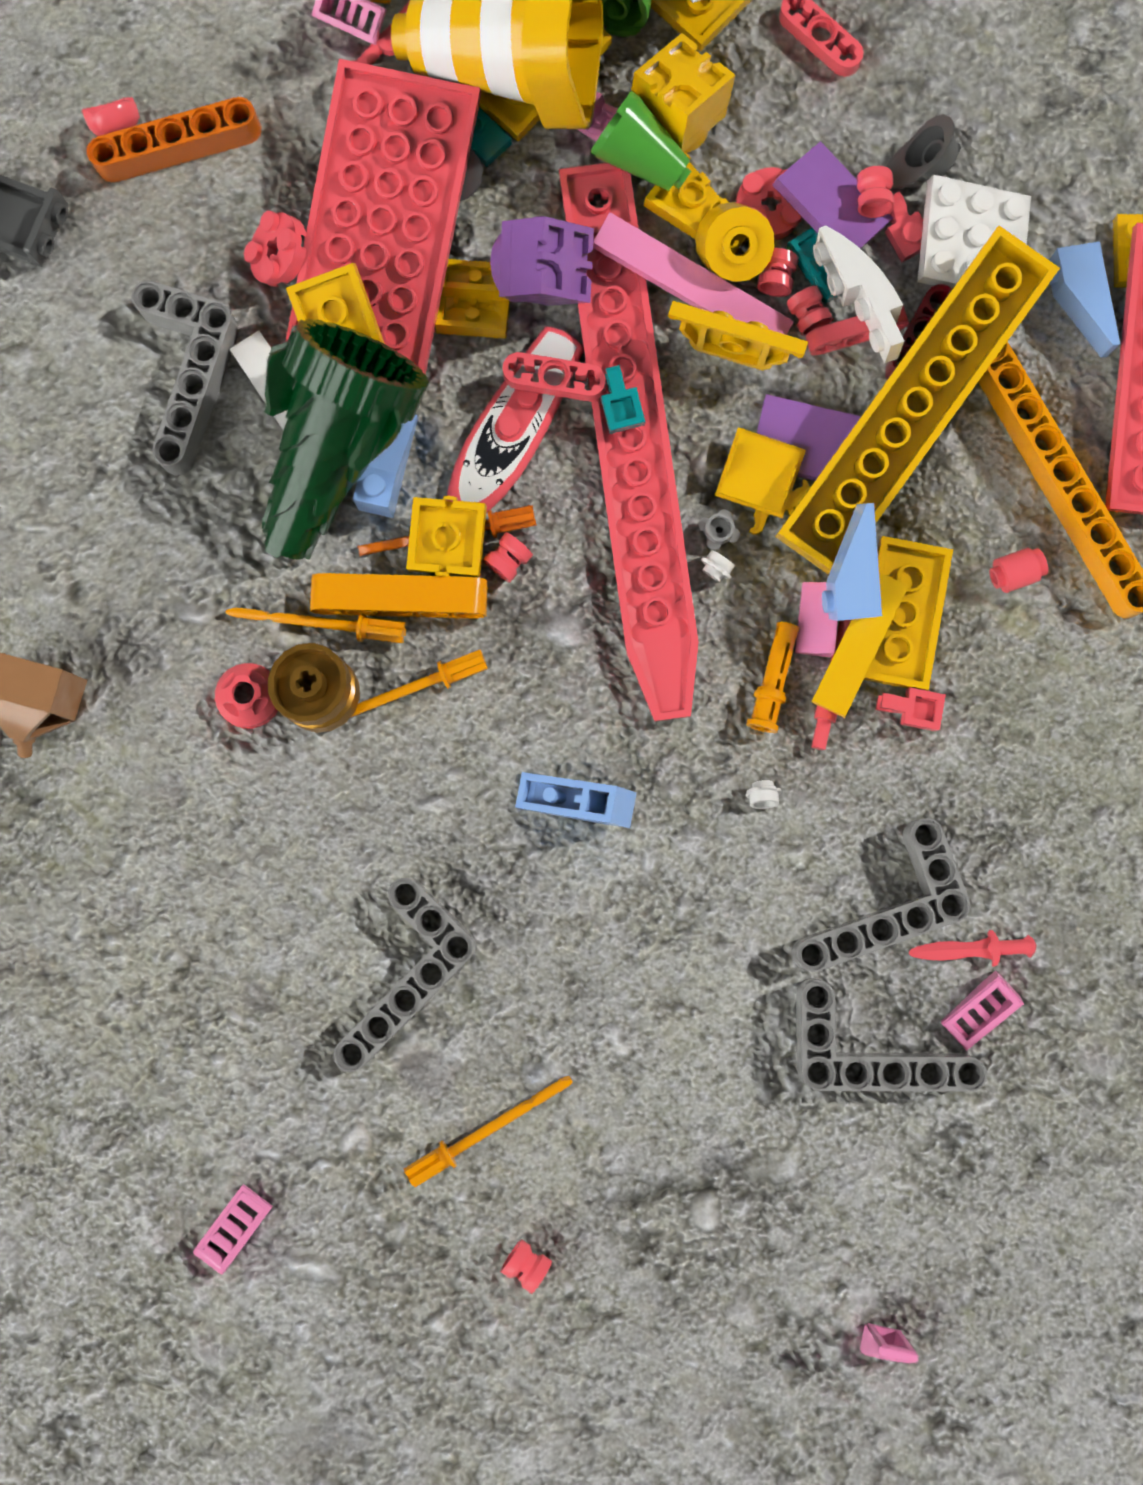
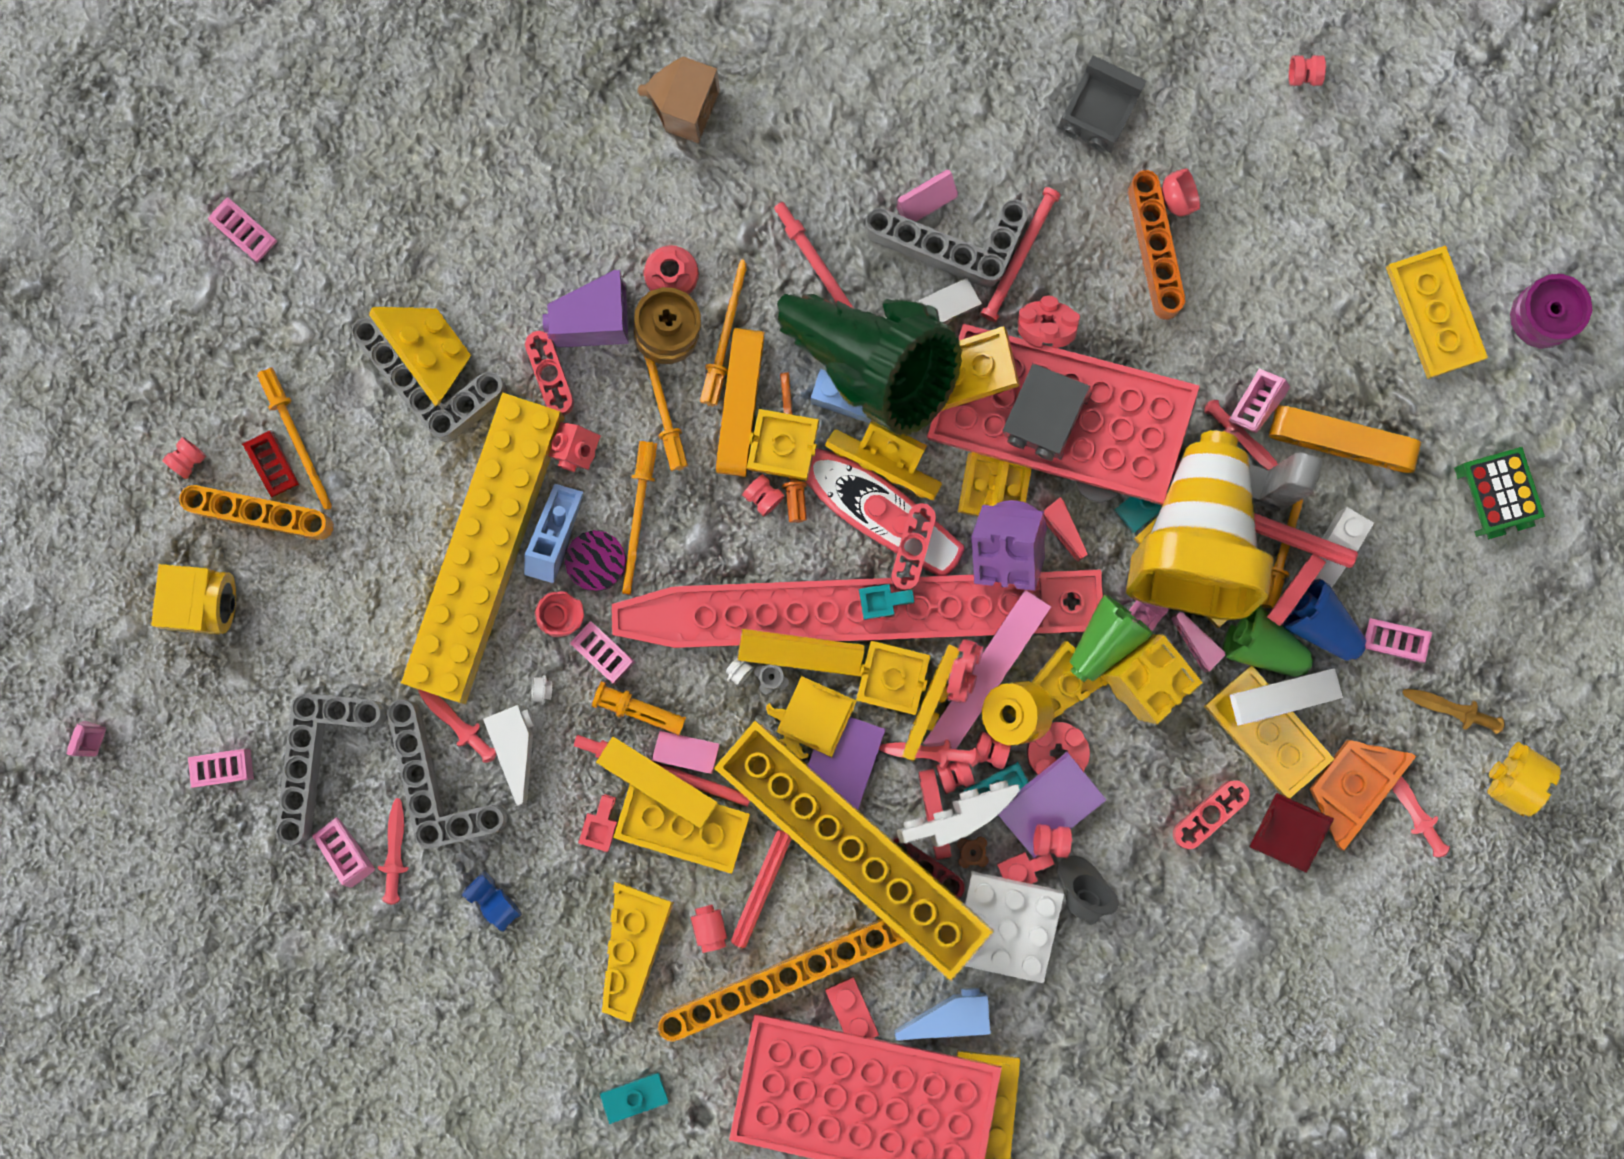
camera: 95 degrees right, 0 degrees up
(125, 265) = (1050, 196): none -> coral bar
(135, 402) = (928, 197): none -> bright pink slope
(186, 552) = (795, 231): none -> coral bar
(308, 778) = (590, 314): none -> medium lavender slope
(354, 831) = (534, 356): none -> coral beam
(362, 980) = (424, 345): none -> yellow wing
(384, 228) = (1045, 412): none -> dark grey panel
(446, 418) = (888, 455): none -> yellow bracket
(470, 784) = (573, 446): none -> coral brick
(493, 701) = (643, 473): none -> light orange piece
(524, 205) = (1063, 527): none -> coral slope
(529, 1168) = (270, 437): none -> red slope
(585, 1184) = (243, 507): none -> light orange beam
(603, 748) = (595, 560): none -> magenta tile
(604, 880) = (483, 549): none -> yellow brick
(632, 55) = (1202, 647): none -> bright pink slope
(673, 780) = (559, 614): none -> coral hair
(689, 495) = (800, 652): none -> yellow tile
(692, 293) = (961, 677): none -> coral plate
(704, 1228) = (193, 600): none -> yellow piece
(706, 390) = (893, 678): none -> yellow plate
(730, 702) = (619, 670): none -> bright pink slope
(789, 325) = (941, 754): none -> coral sword
(822, 880) = (466, 733): none -> coral sword
(829, 820) = (513, 743): none -> white slope
(854, 577) = (709, 778): light blue slope -> none
(892, 1143) = (244, 763): none -> bright pink slope
(901, 279) = (966, 858): none -> dark orange plate
(964, 517) = (761, 889): none -> coral axle
(1020, 822) = (493, 902): none -> blue leg
(1043, 654) = (634, 941): none -> yellow wing
(1085, 404) = (851, 1009): none -> coral plate

